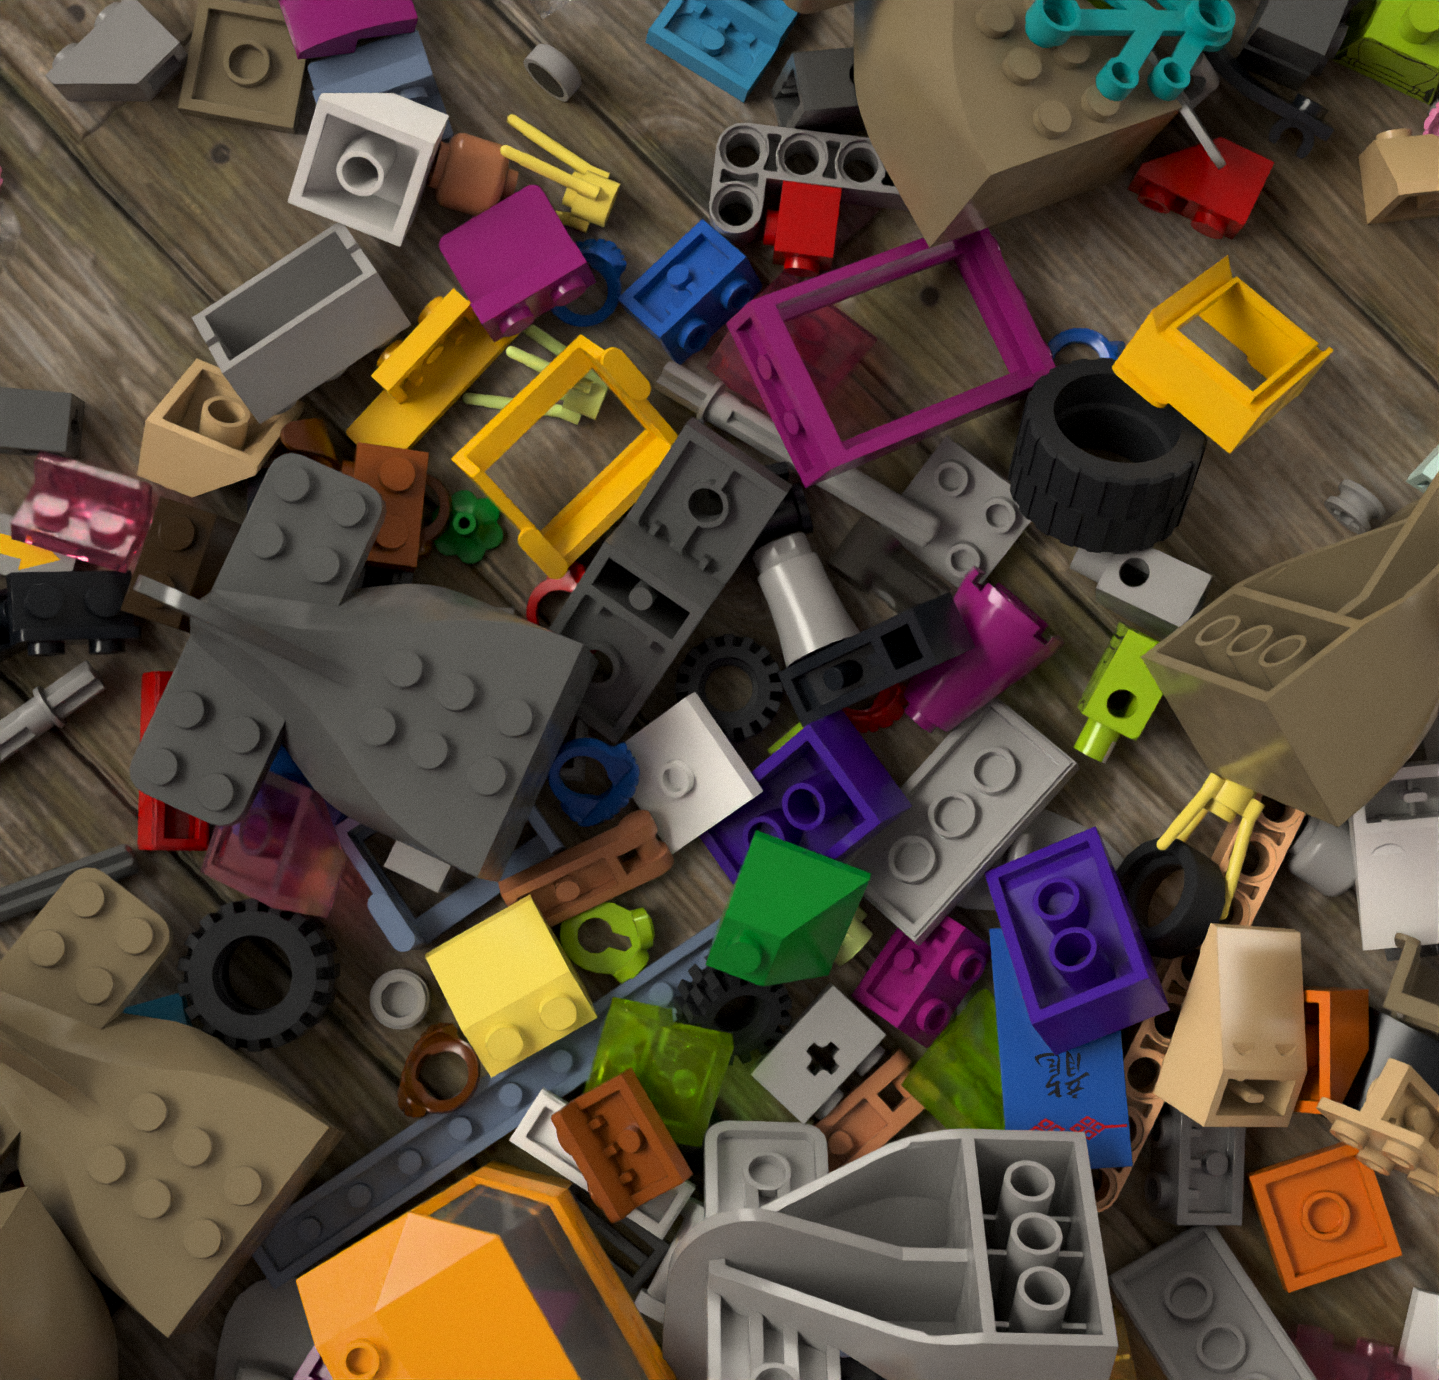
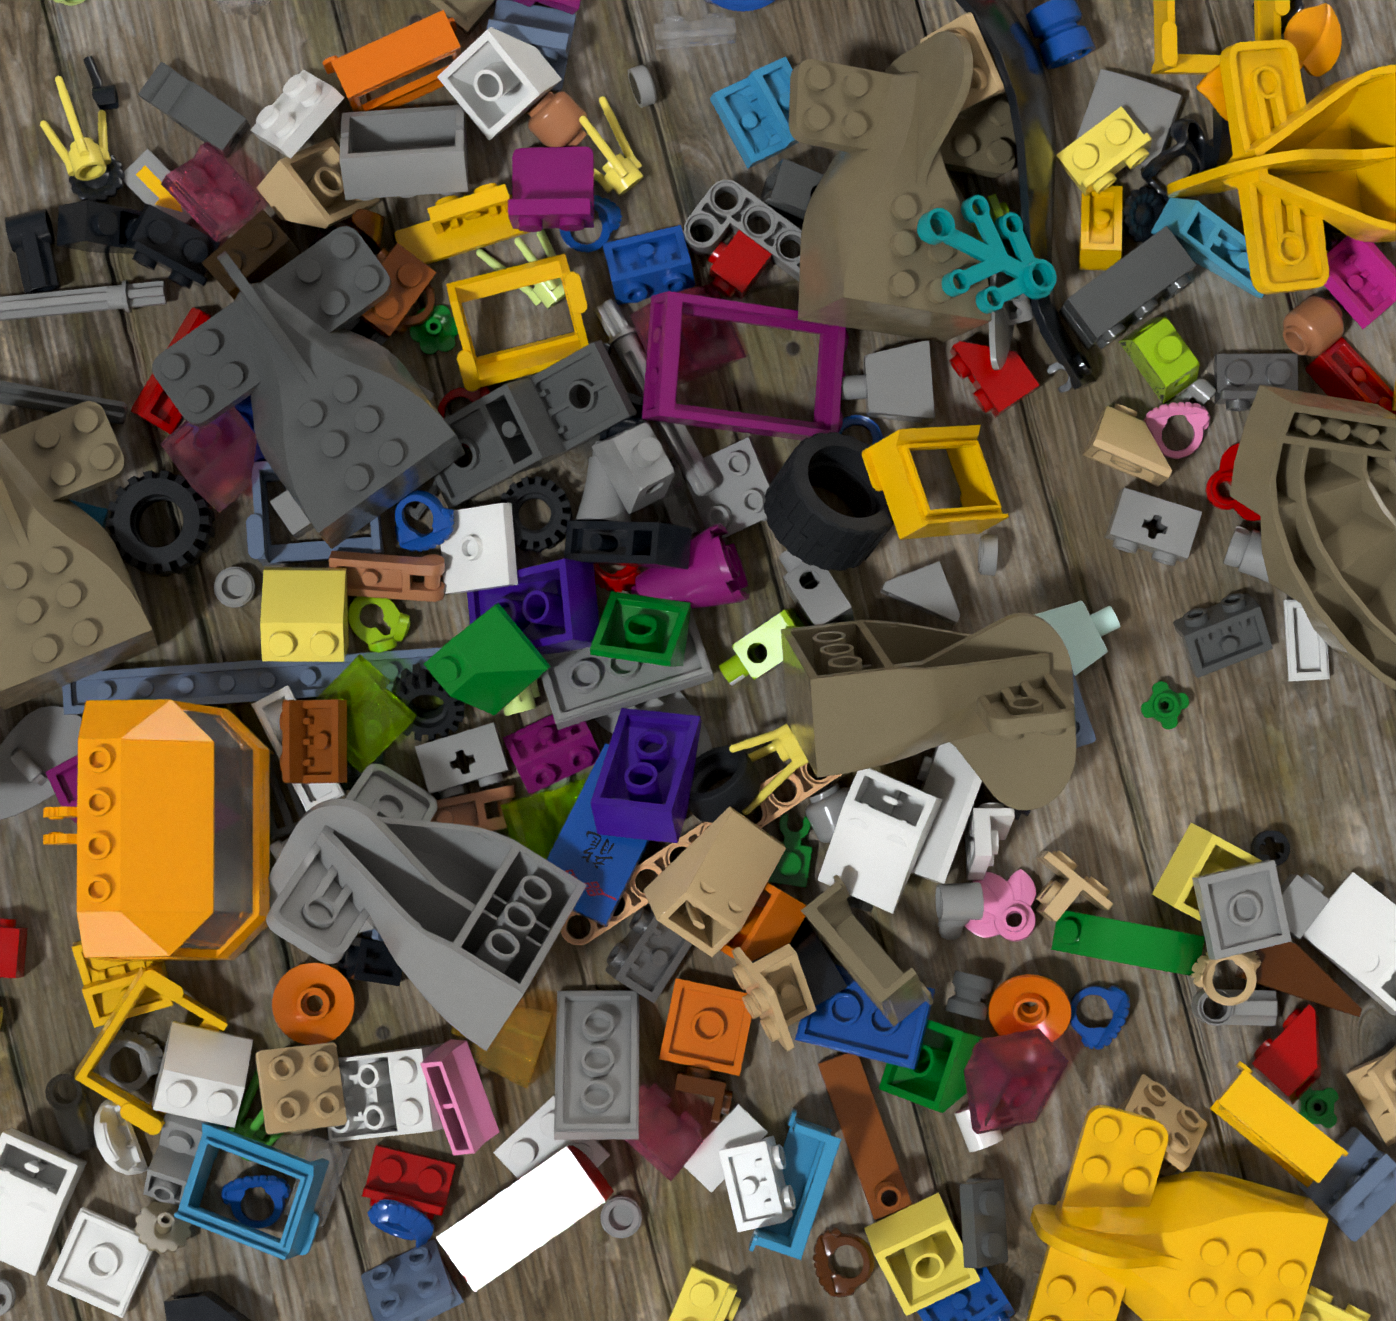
camera: 30 degrees right, 0 degrees up
(134, 350) = (296, 113): none -> white plate
(217, 207) = (395, 58): none -> orange piece
(437, 1040) = (241, 624): reddish brown piece -> none
(829, 551) = (635, 465): none -> light grey torso
(958, 759) = (643, 630): none -> green slope
(1090, 265) = (895, 384): none -> light grey torso
(1279, 503) = (926, 591): none -> light grey slope
(1317, 943) = (795, 861): none -> green plate
(1328, 414) = (988, 554): none -> light grey tile
(1354, 507) = (971, 617): light grey bush -> none
(1366, 1292) = (699, 1082): none -> reddish brown bracket

